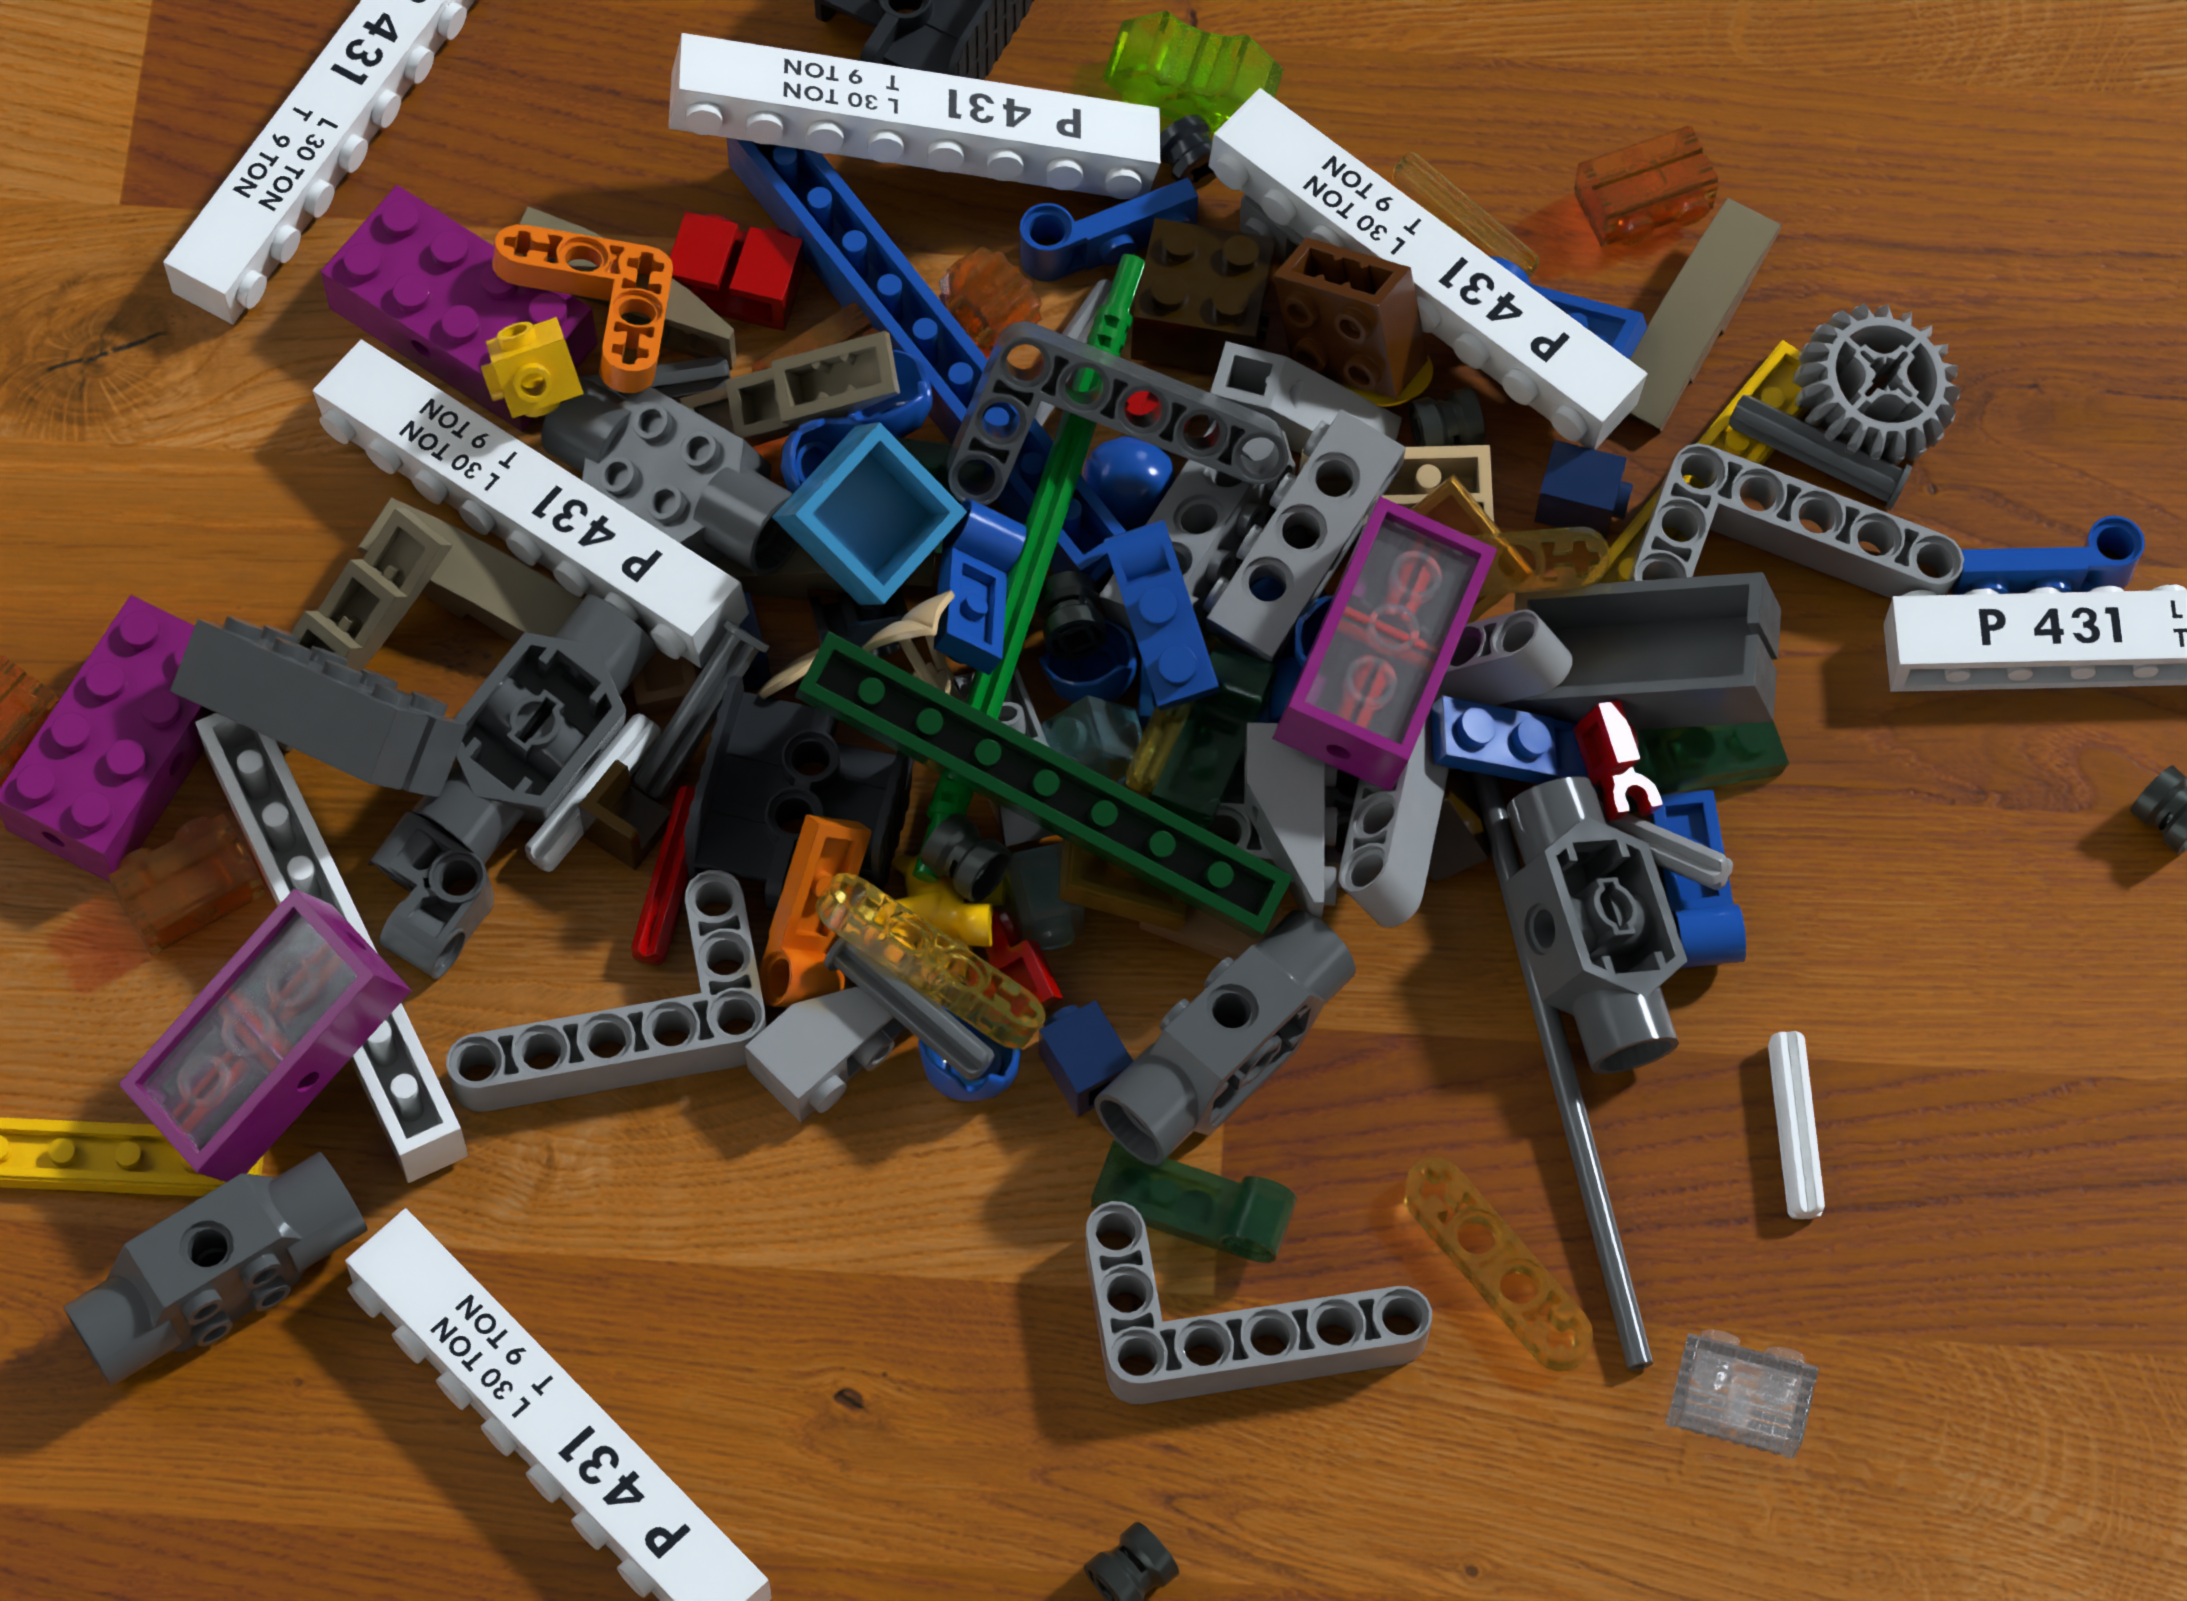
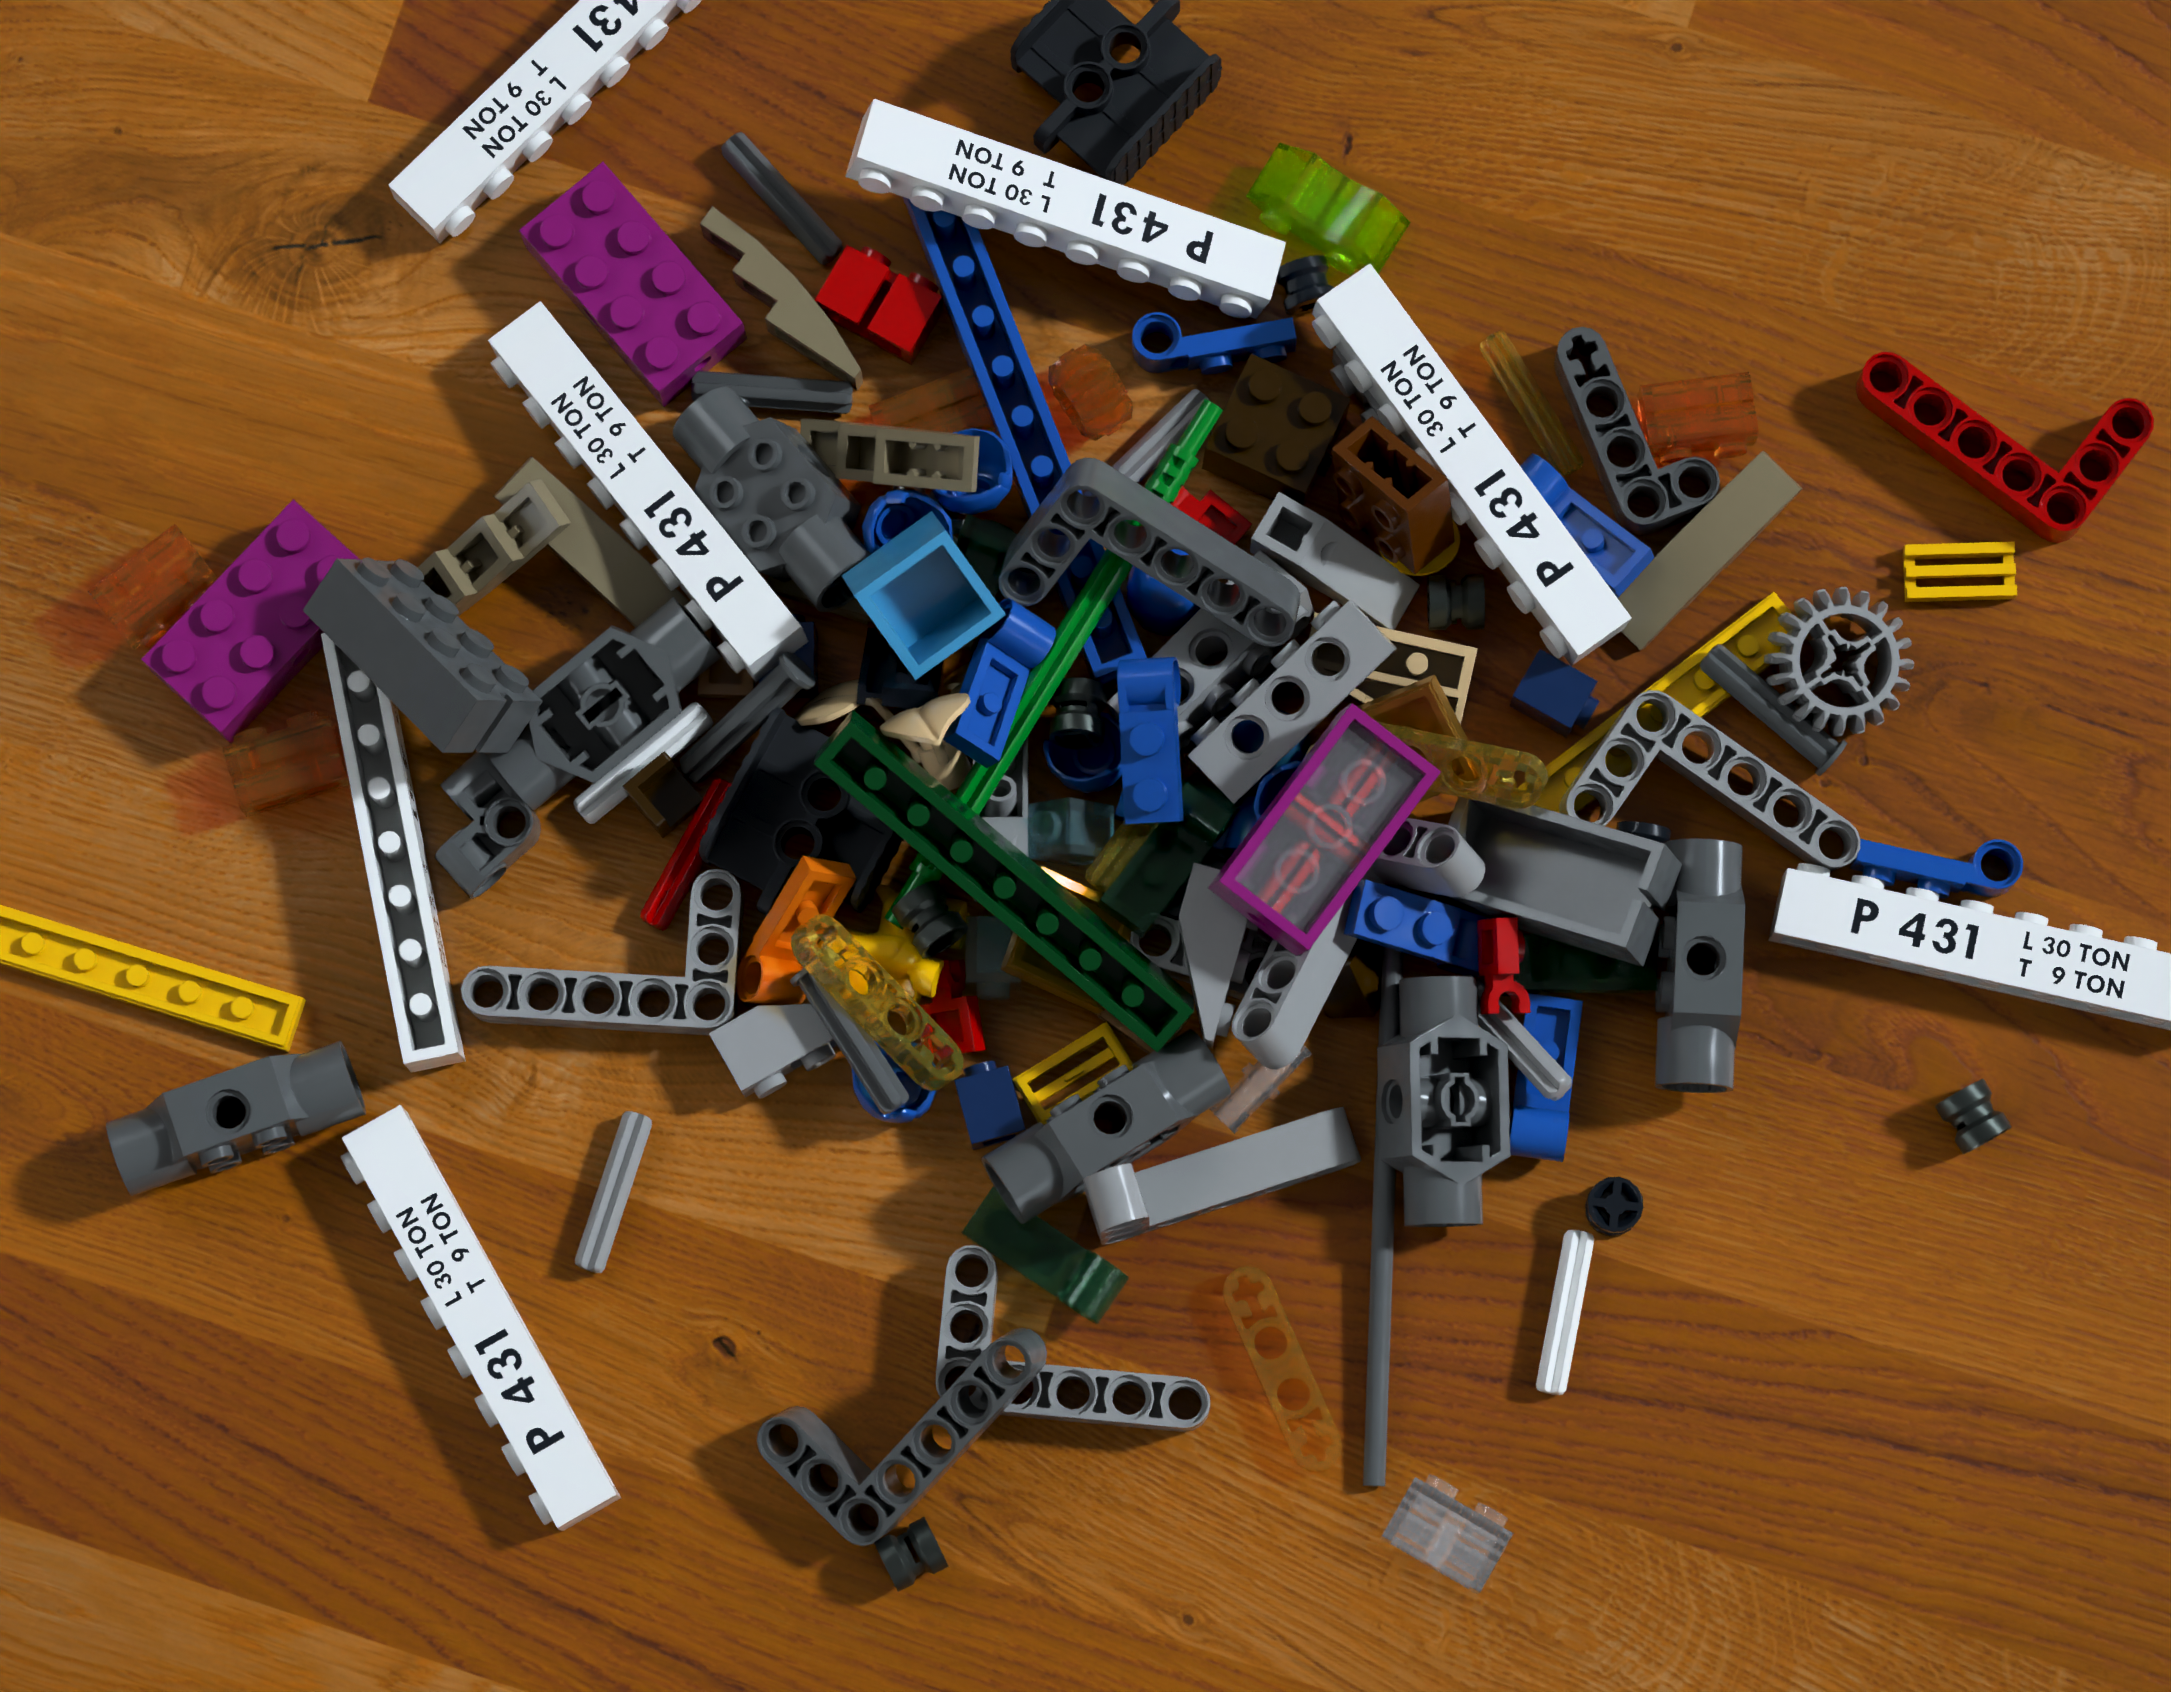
camera: 20 degrees right, 15 degrees up
(264, 1037) = (315, 938): brick -> none
(531, 368) = (673, 381): yellow brick -> none
(599, 195) = (782, 198): none -> dark grey axle
(612, 281) = (764, 305): orange beam -> none
(676, 1256) = (613, 1191): none -> light grey axle
(1103, 1437) = (916, 1450): none -> dark grey beam
(1187, 954) = (1113, 1051): none -> yellow tile
(1286, 1112) = (1145, 1200): none -> light grey beam
(1378, 966) = (1253, 1090): none -> clear pin
(1517, 167) = (1624, 430): none -> dark grey beam
(1818, 982) = (1624, 1197): none -> black wheel
(1836, 723) = (1701, 1011): none -> dark grey brick
(1967, 270) = (2006, 569): none -> yellow tile
(1973, 147) = (2002, 451): none -> red beam

